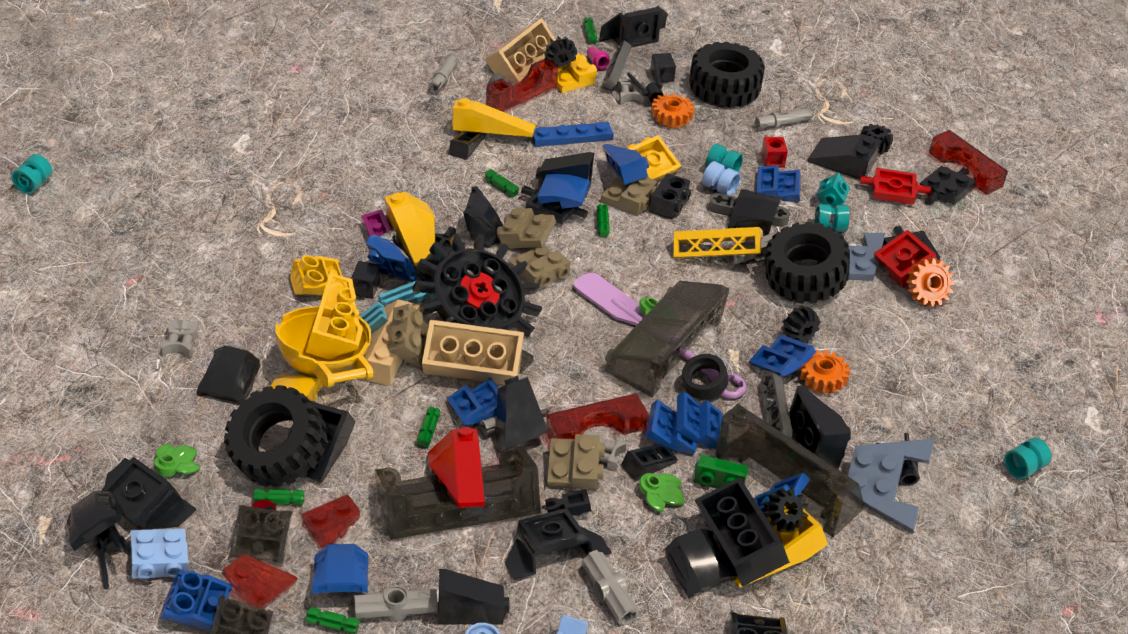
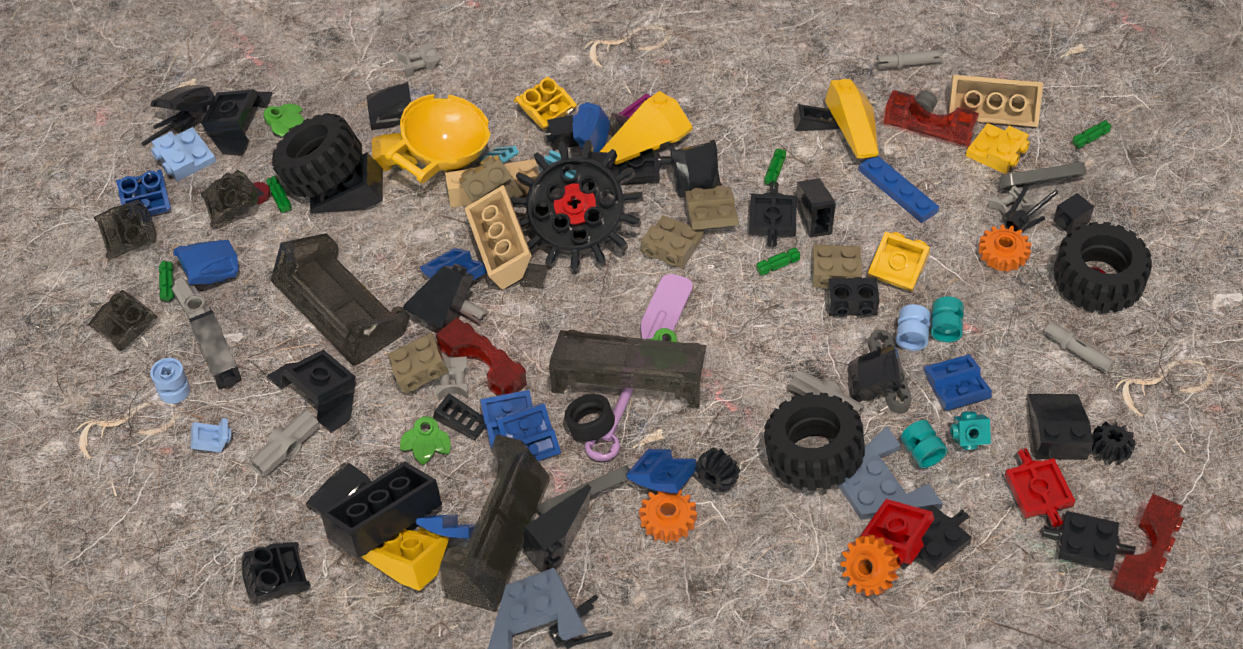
camera: 70 degrees right, 10 degrees up
(257, 580) = (179, 219): clear red wing -> none
(331, 520) = (268, 235): clear red wing -> none
(337, 320) = (465, 127): yellow wedge -> none
(428, 427) = (410, 250): green axle -> none
(458, 466) = (359, 288): red wedge -> none
(561, 51) = (995, 119): black gear -> none
(564, 188) = (782, 210): blue slope -> none
(576, 502) = (369, 381): black plate -> none
(598, 57) = (1043, 157): dark pink cone -> none
(626, 163) = (859, 239): blue slope -> none
(635, 27) = (1124, 168): black piece -> none
(718, 236) = (799, 350): yellow fence -> none
(718, 472) = (474, 477): green bracket -> none
(774, 151) = (1004, 357): red brick -> none
(776, 510) = (406, 528): black gear -> none

